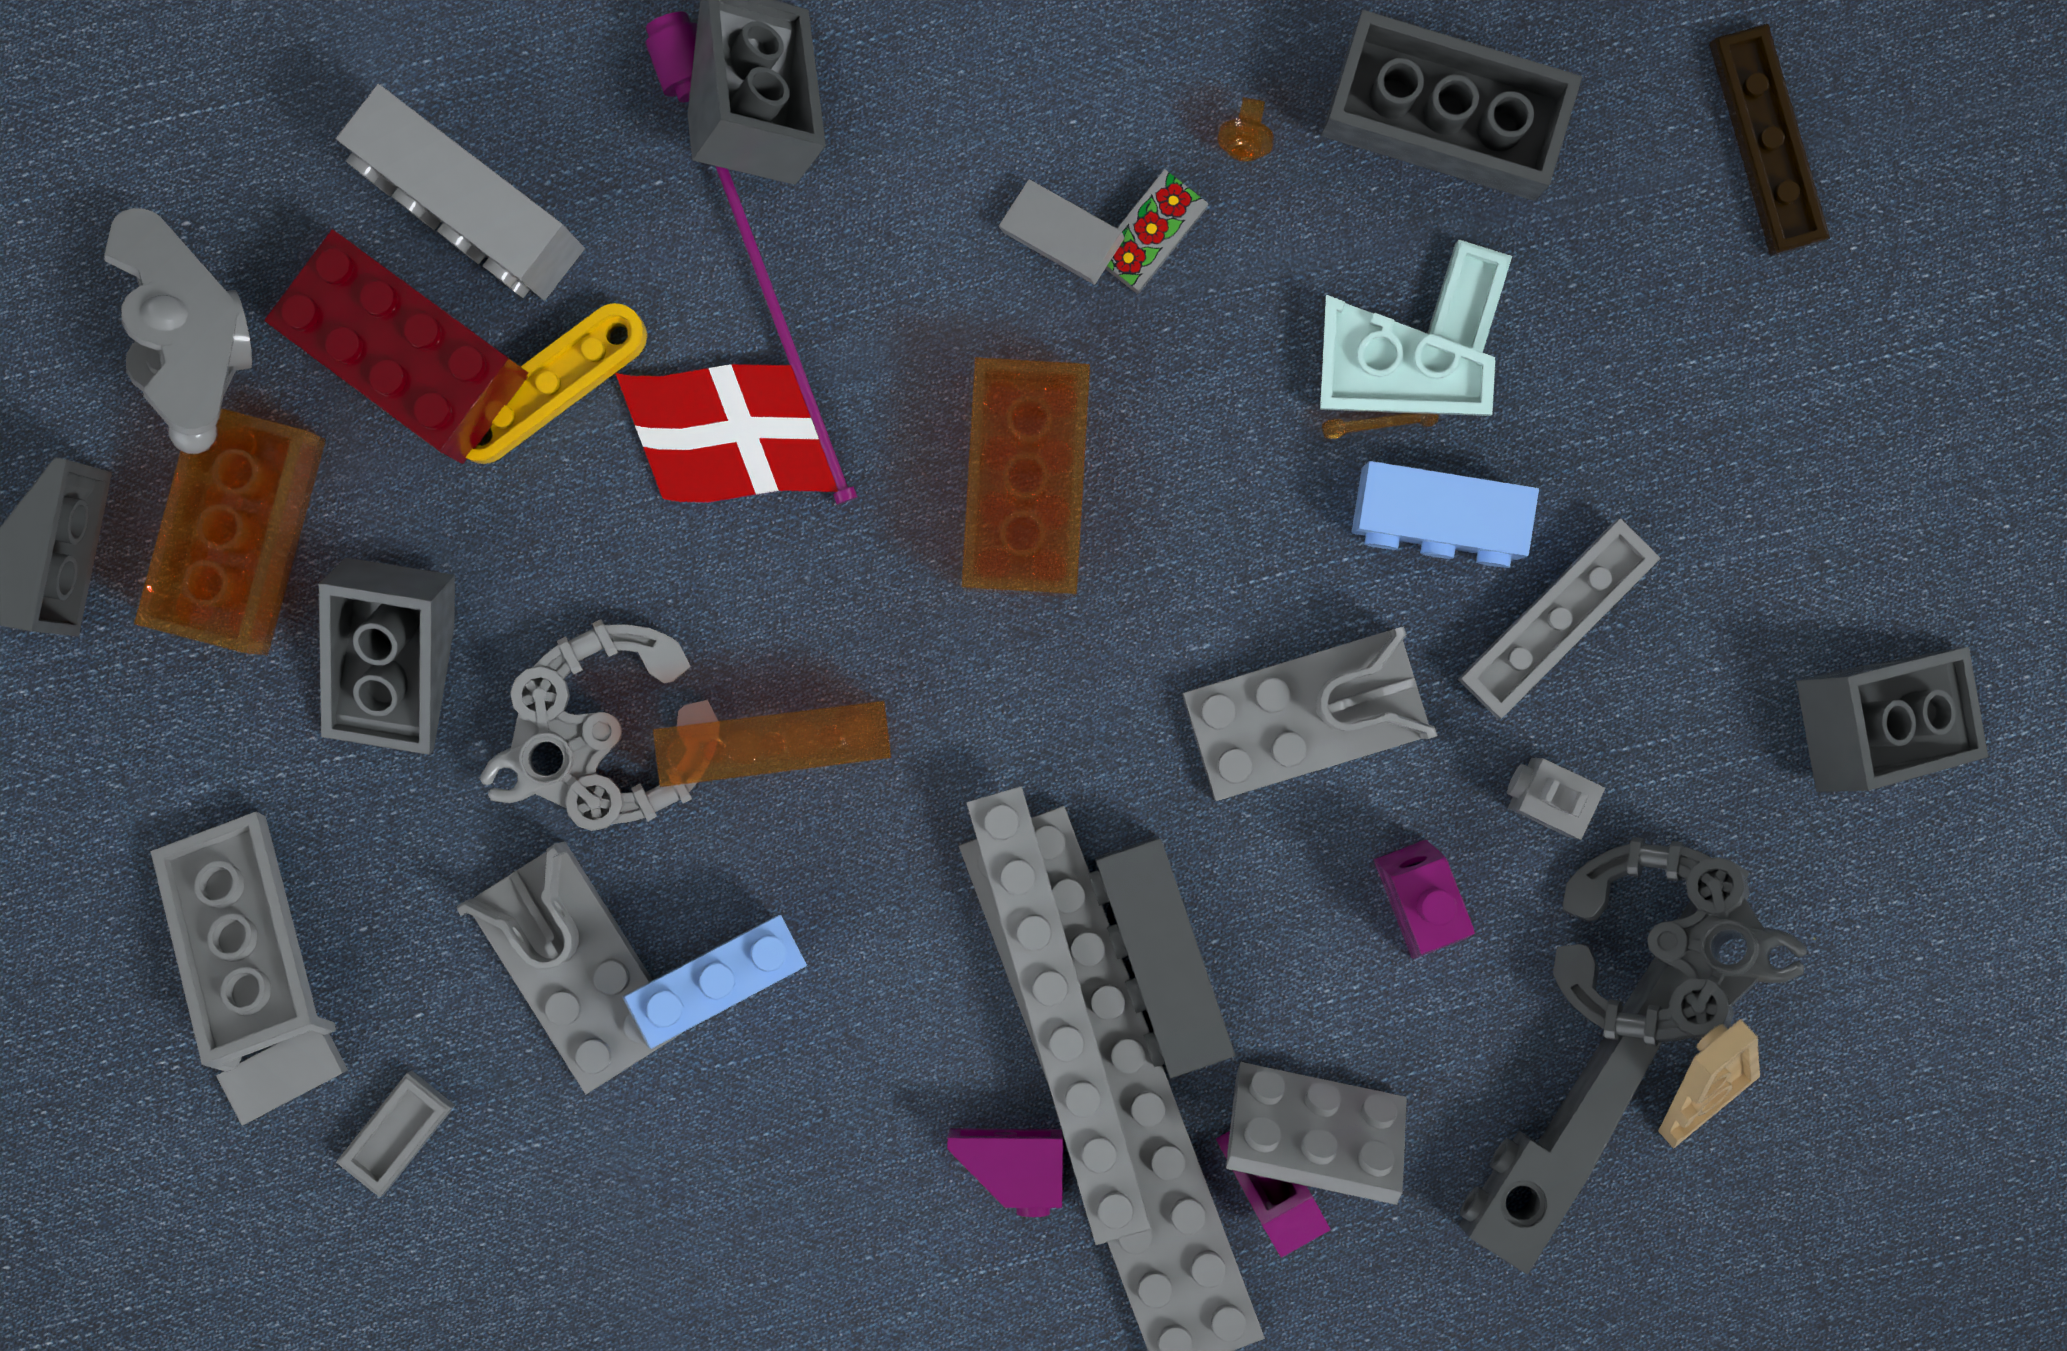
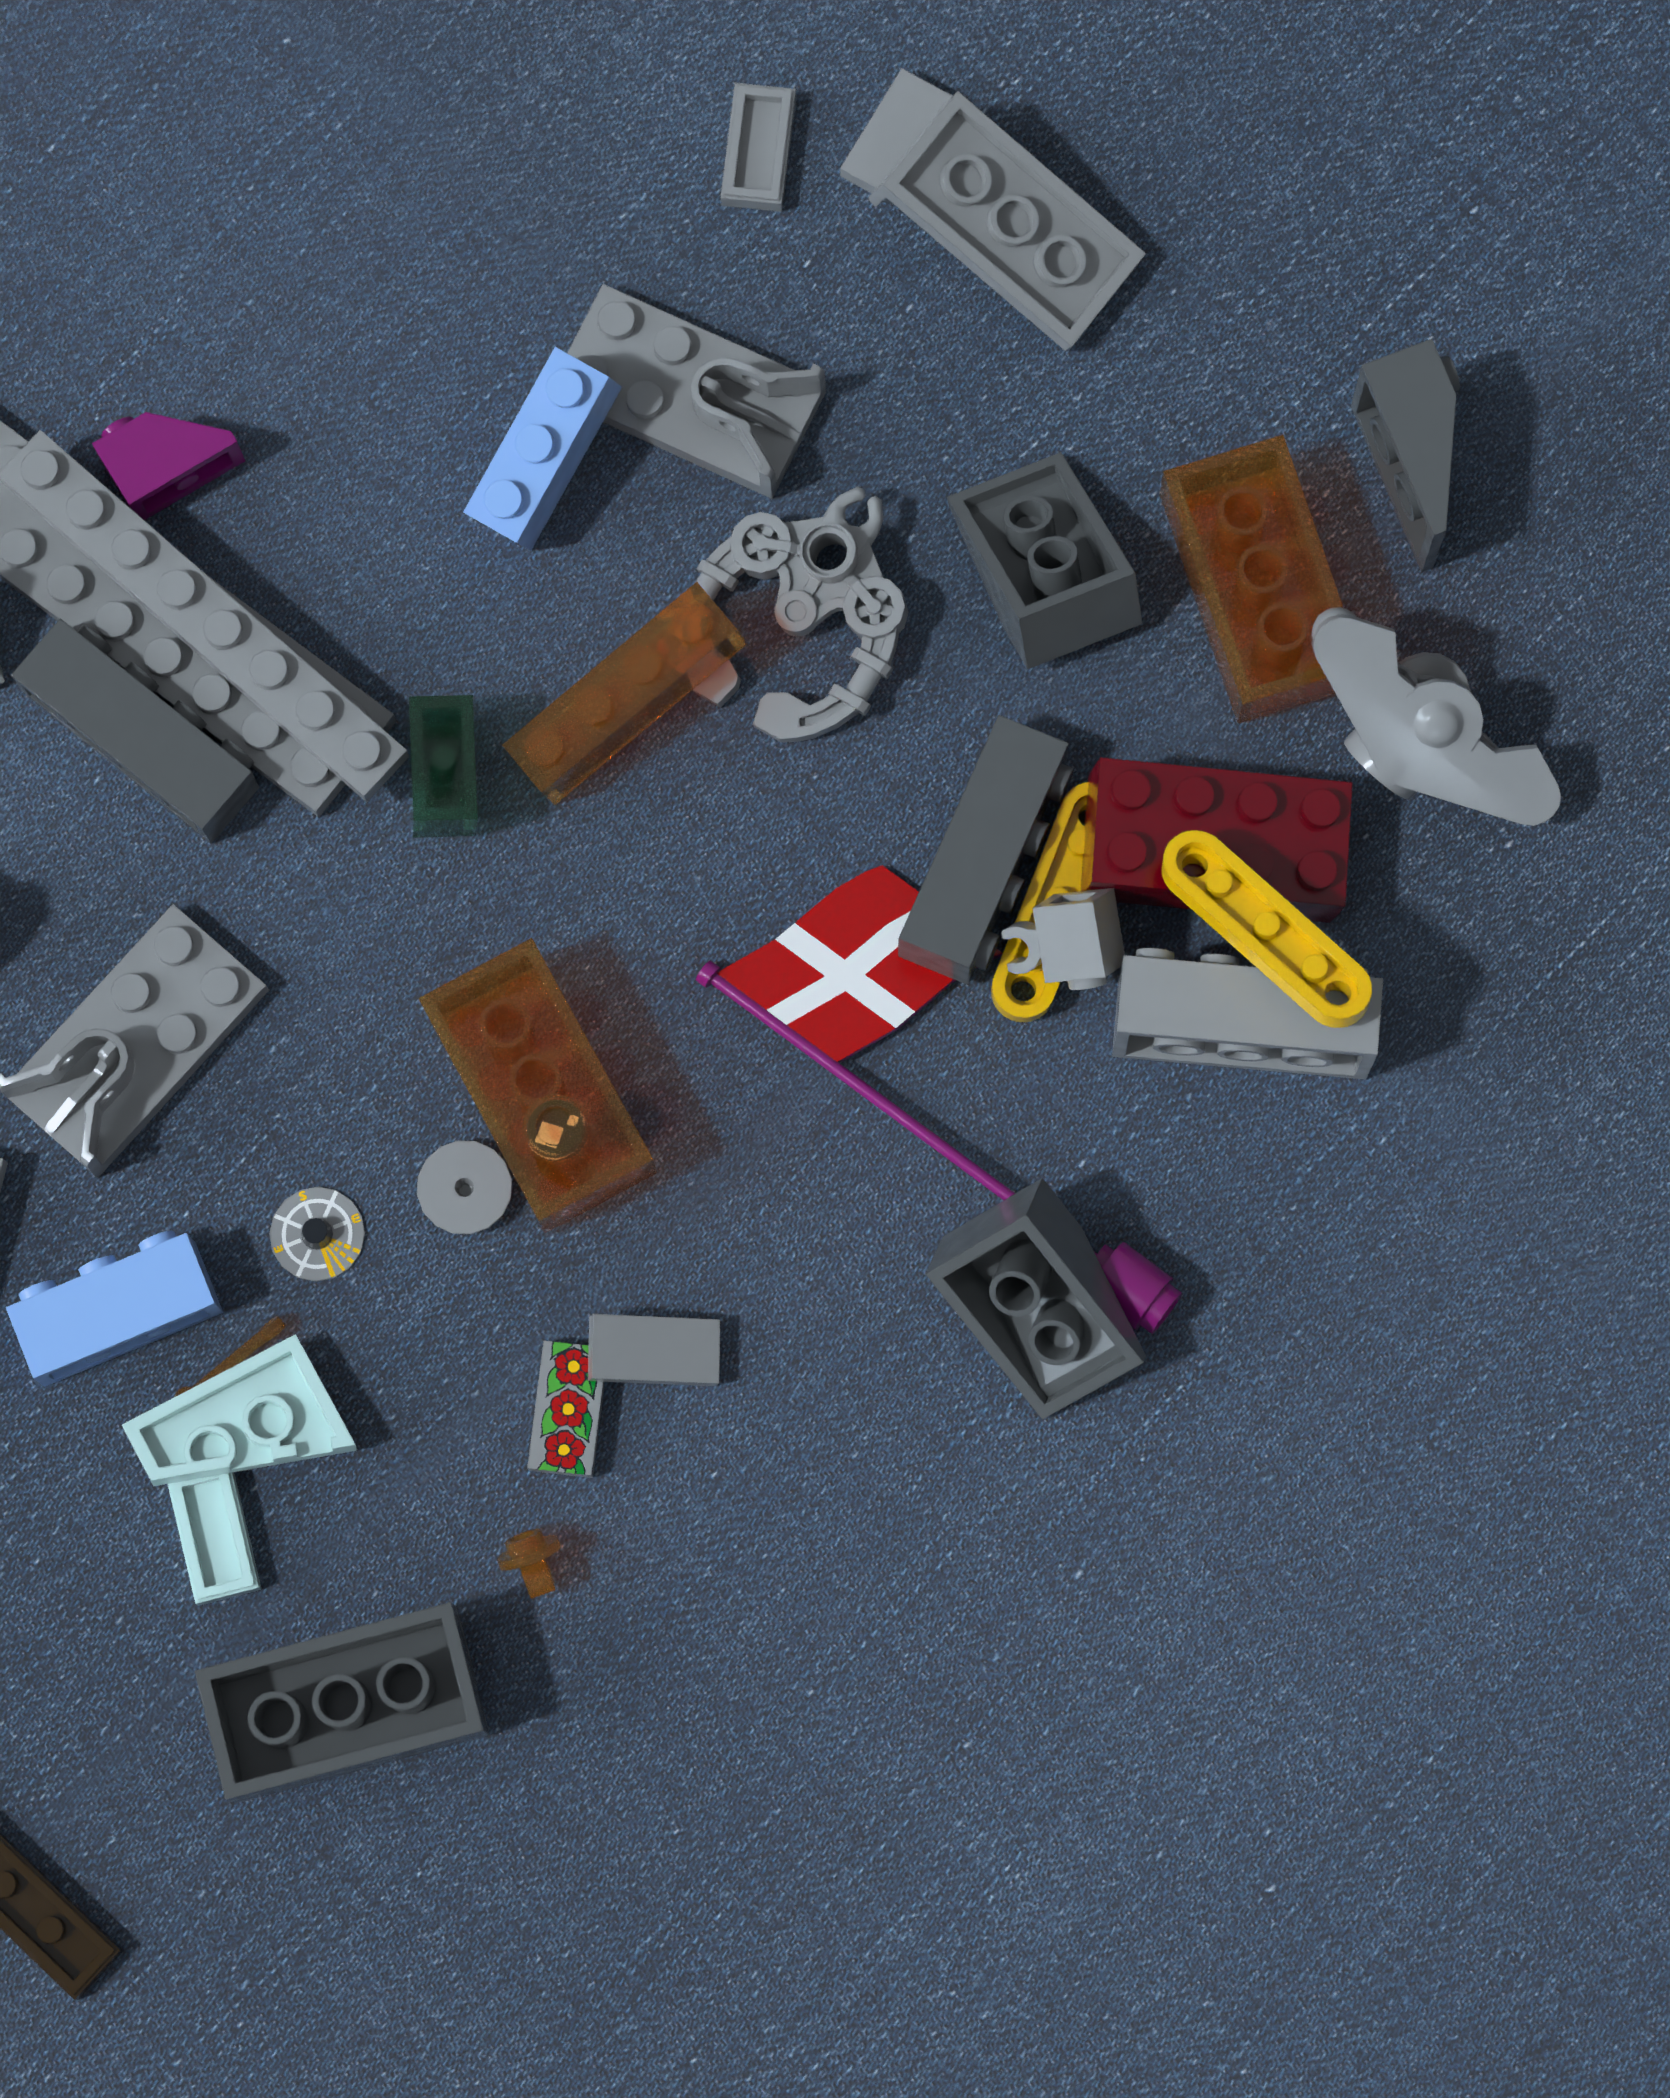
camera: 150 degrees right, 10 degrees down
(396, 224) = (1266, 929): none -> yellow plate
(550, 329) = (1073, 938): none -> light grey brick
(576, 452) = (984, 850): none -> dark grey brick
(946, 774) = (442, 766): none -> clear green brick
(1033, 423) = (556, 1127): none -> clear orange tile
(1127, 444) = (464, 1187): none -> light grey piece
(1257, 483) = (317, 1234): none -> light grey piece

